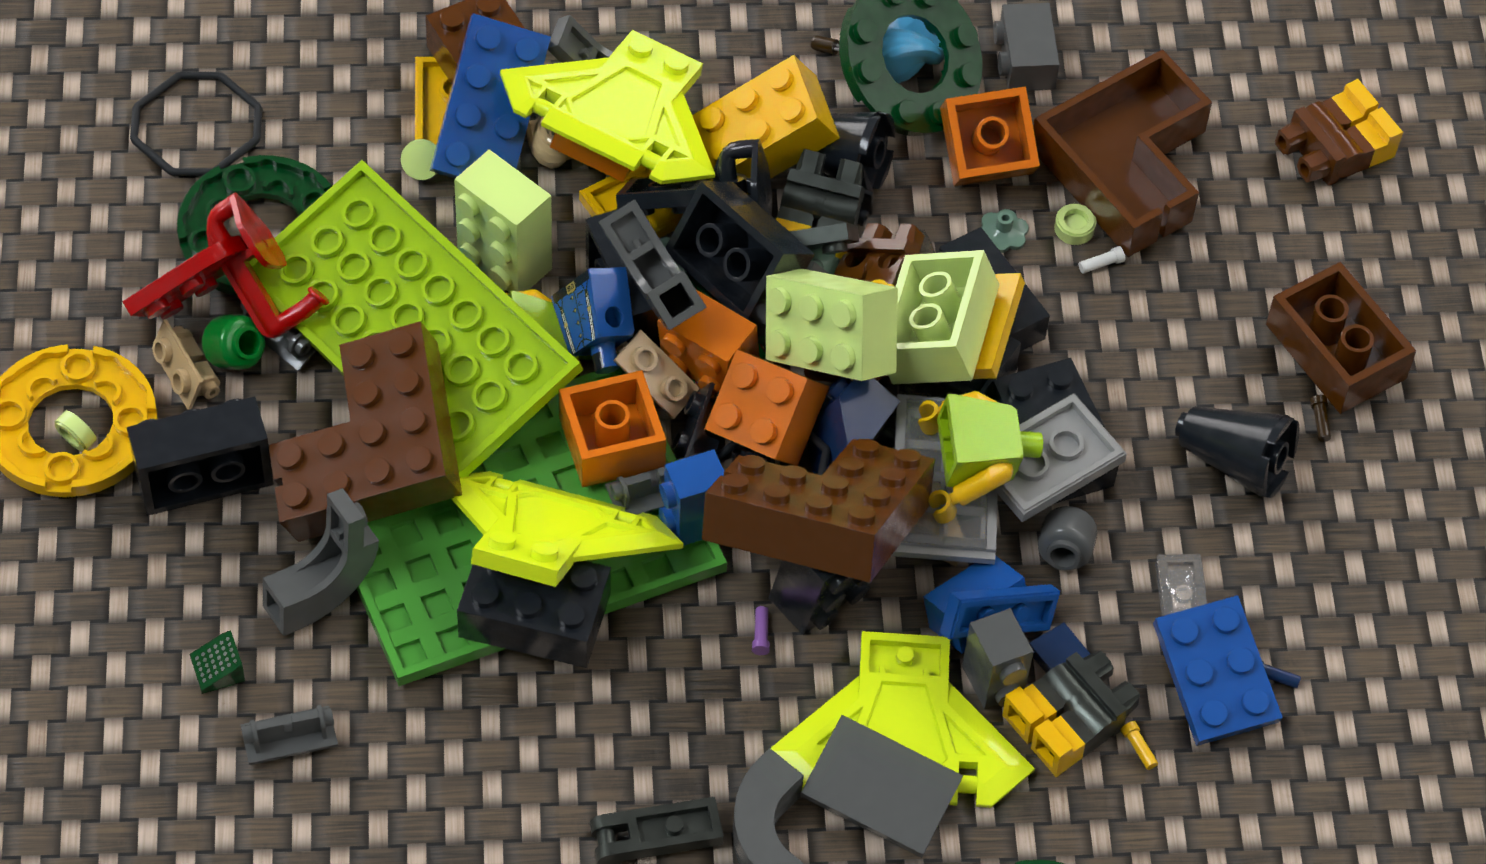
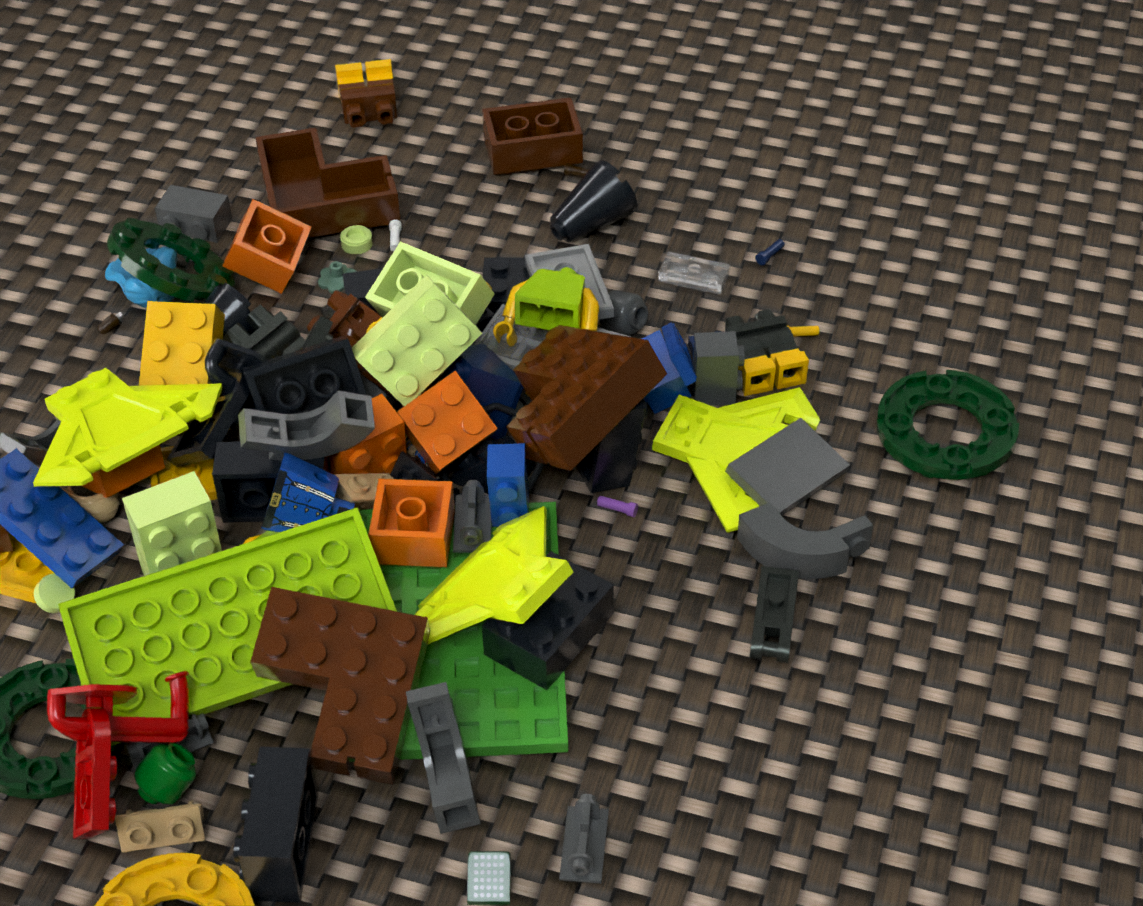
camera: 65 degrees left, 10 degrees down
(1217, 670) = (762, 271): blue plate -> none

